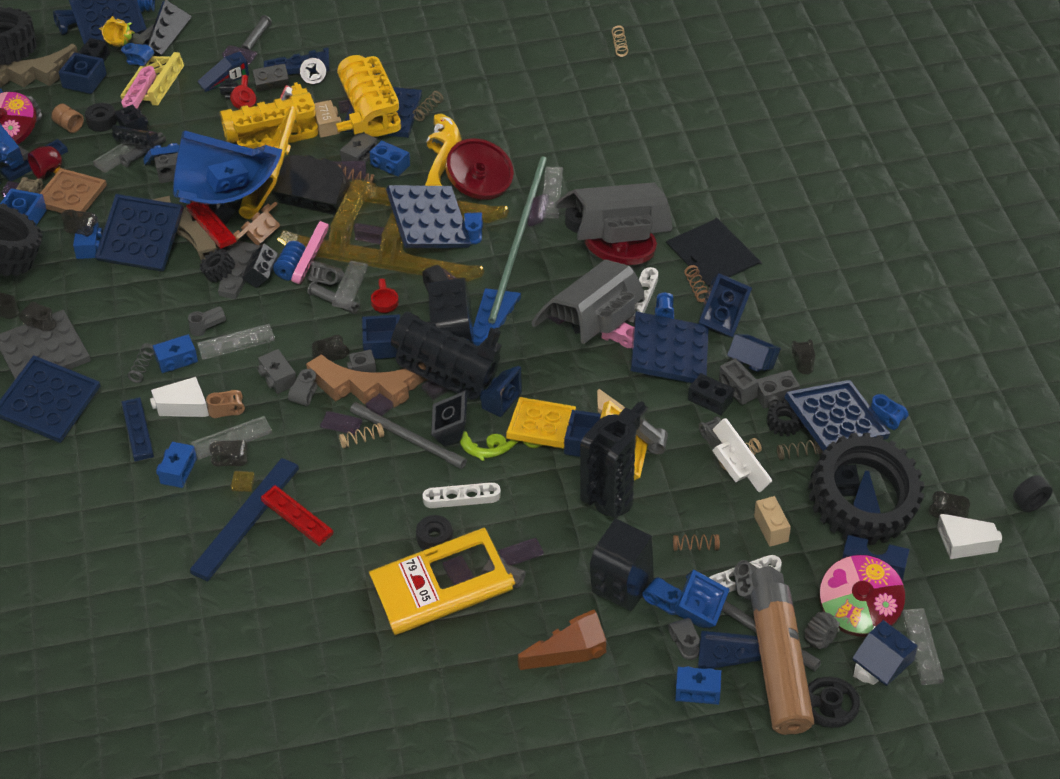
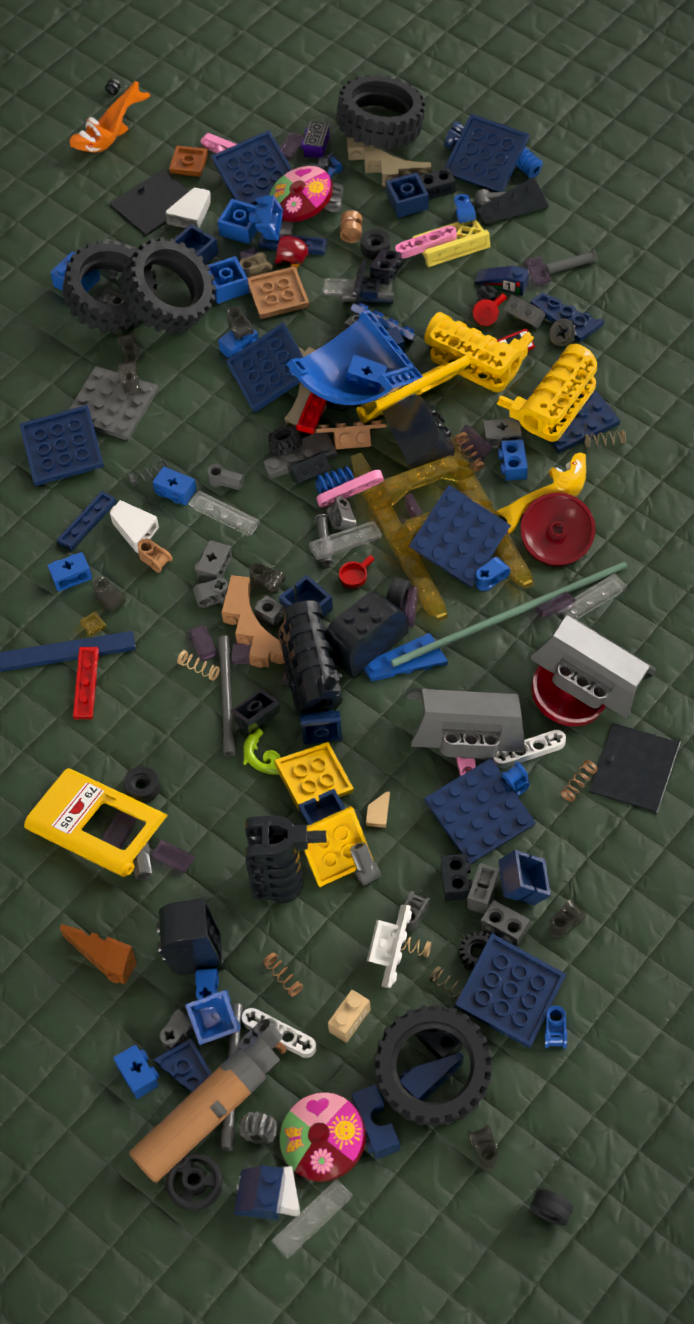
camera: 55 degrees right, 10 degrees up
(116, 32) = (467, 179): yellow hair -> none
(246, 432) = (130, 584): clear tile -> none
(326, 118) = (518, 382): tan brick -> none
(461, 492) = (198, 774): white beam -> none
(724, 305) = (564, 819): dark blue slope -> none
(967, 536) = (460, 1183): white slope -> none

